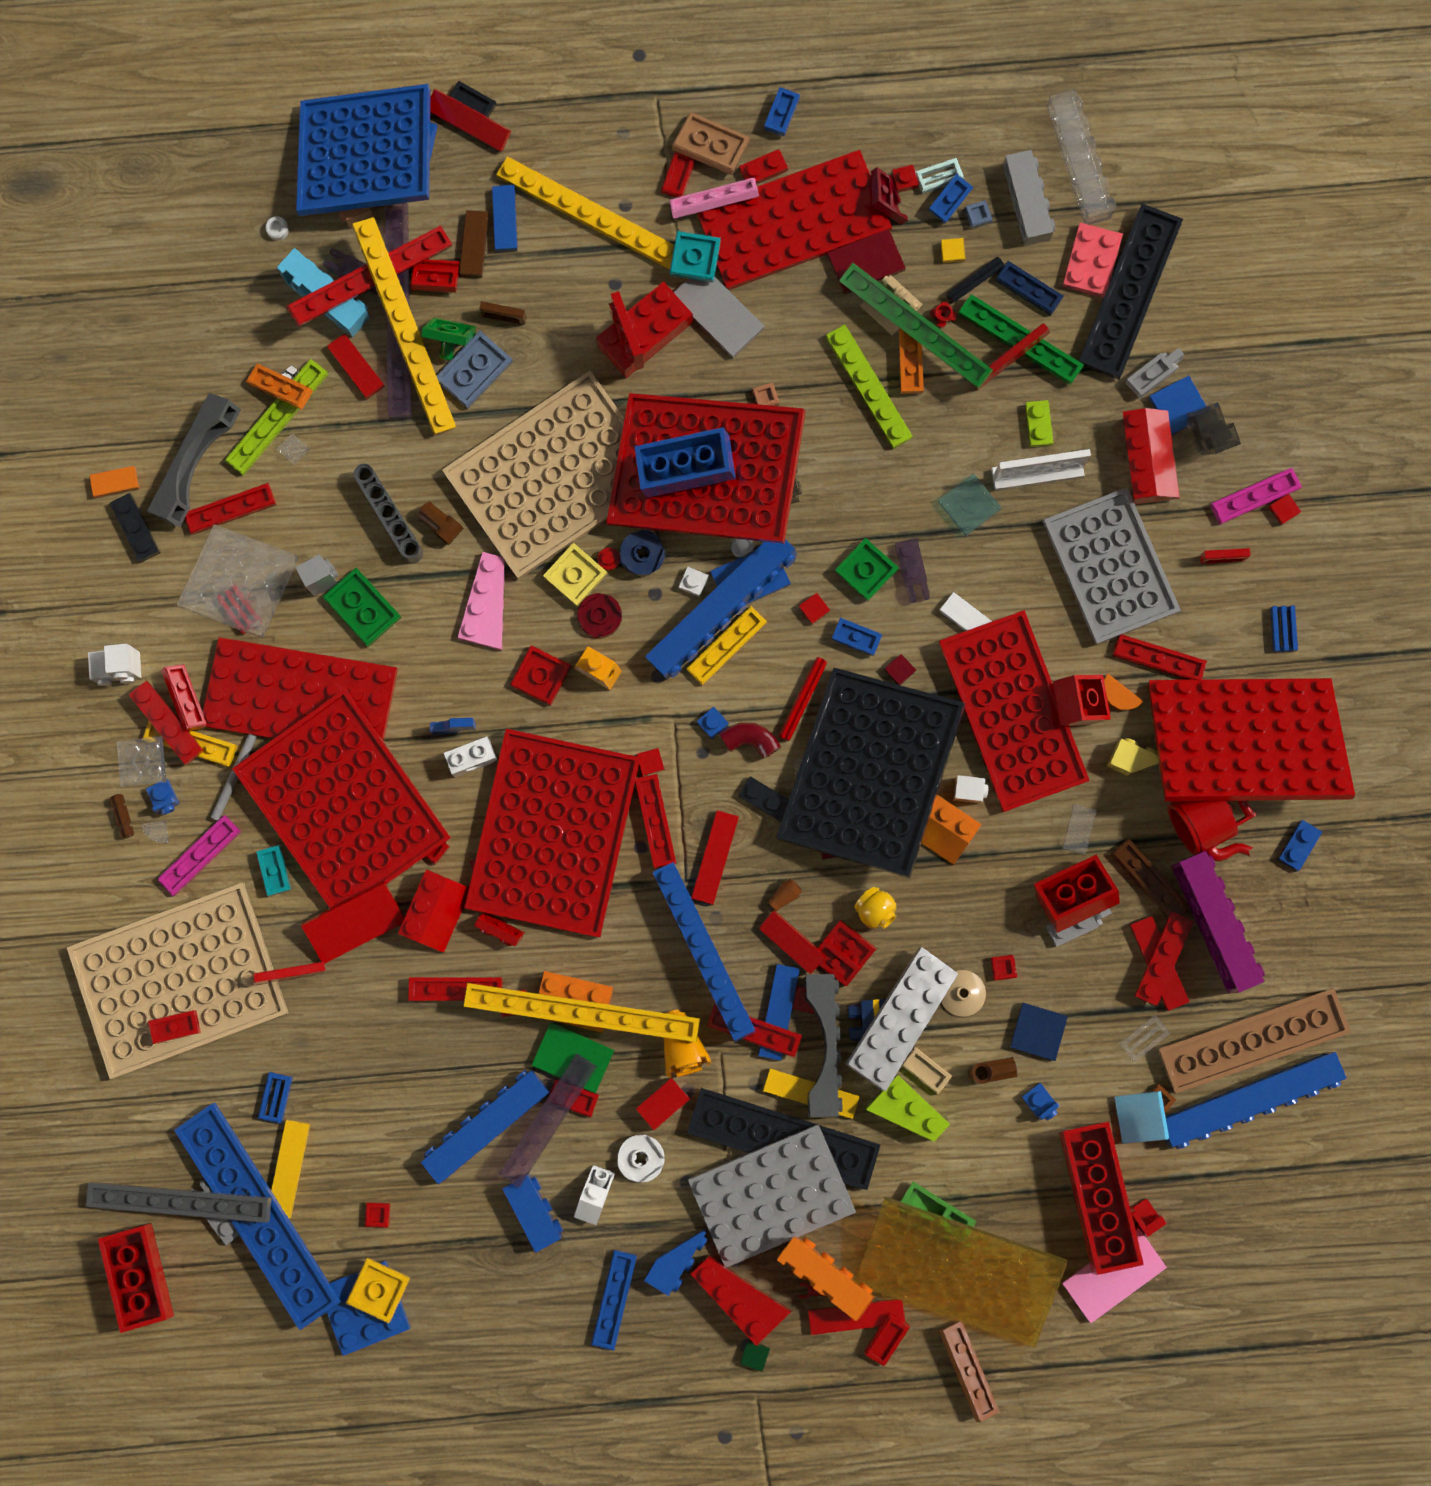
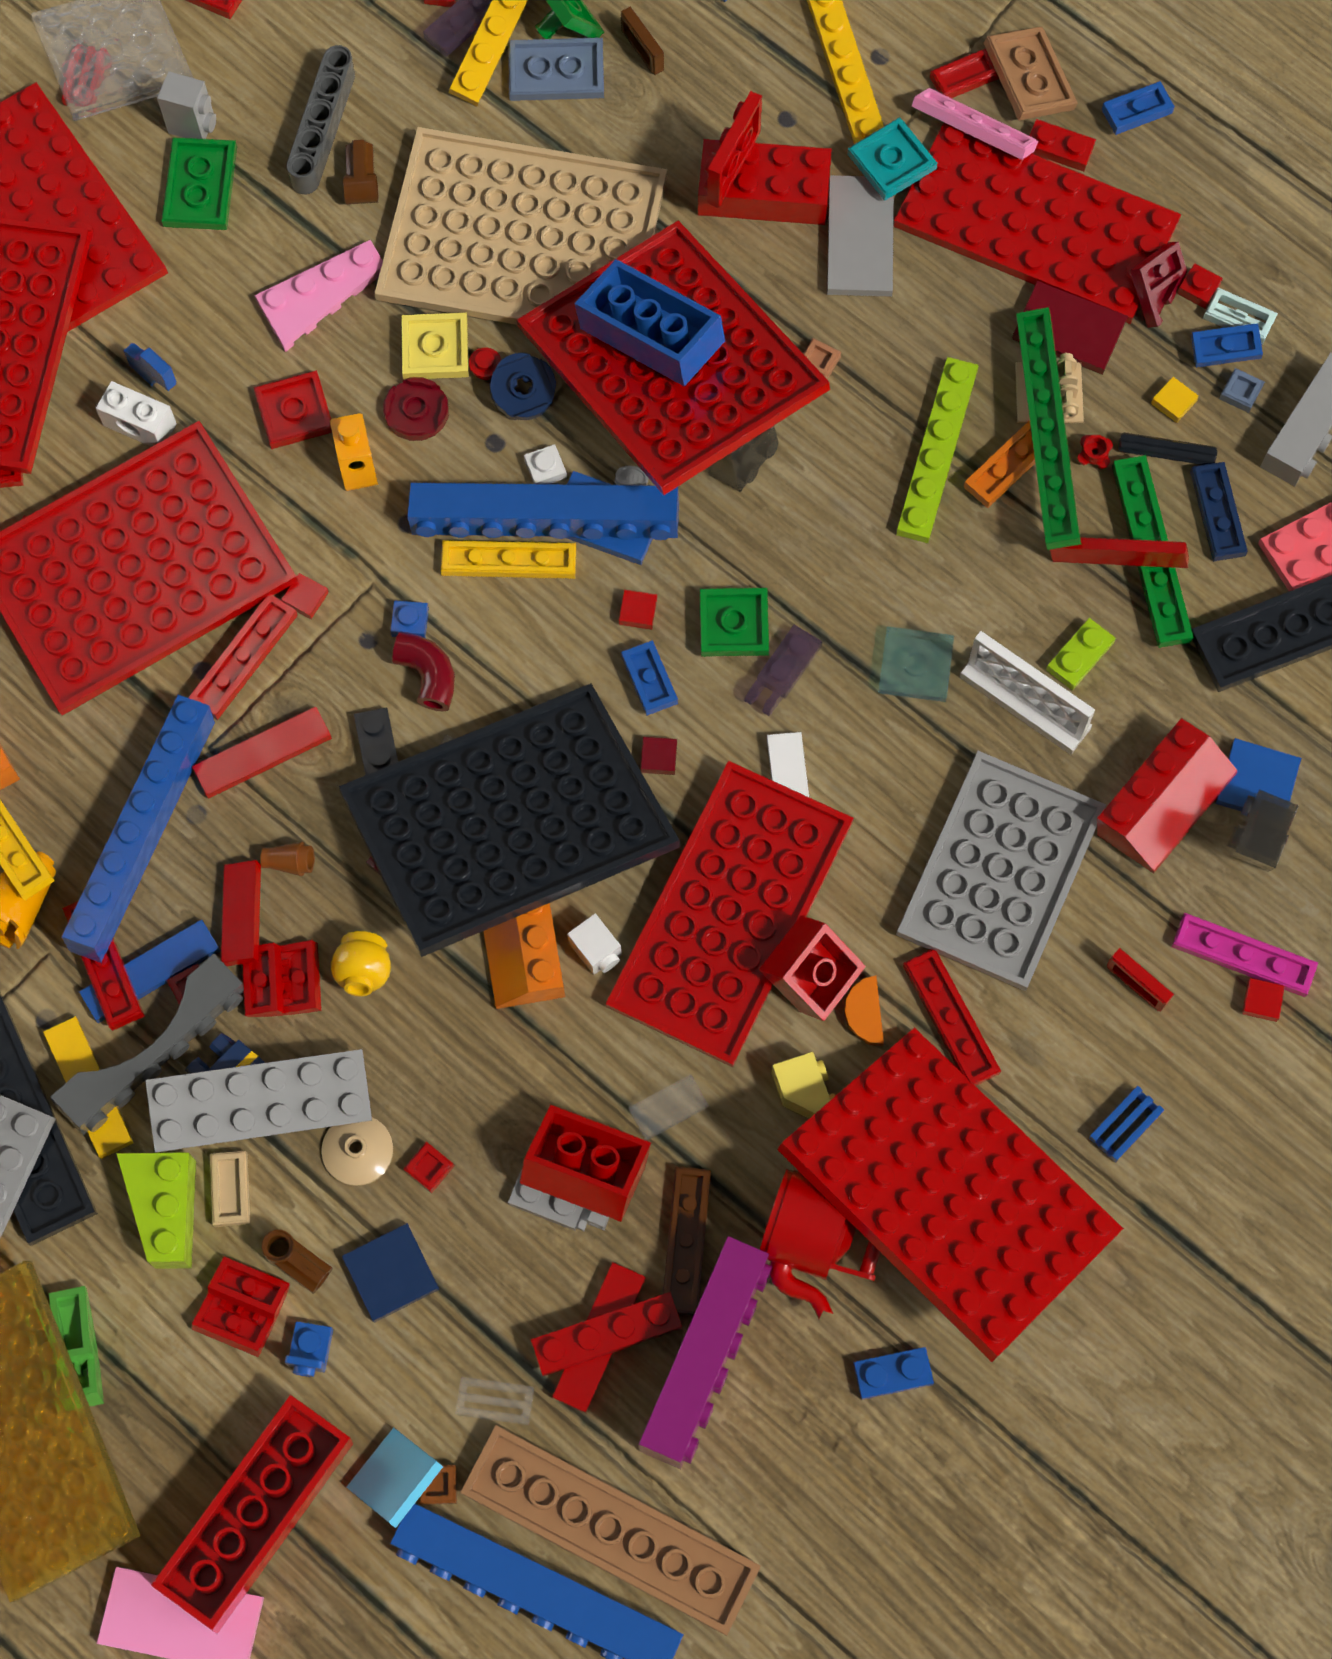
camera: 45 degrees right, 10 degrees down
(802, 699) = (526, 685): red axle -> none
(989, 1116) = (241, 1306): none -> red slope
(1147, 1218) = (282, 1594): red panel -> none
(1154, 372) = (1265, 719): light grey hinge -> none

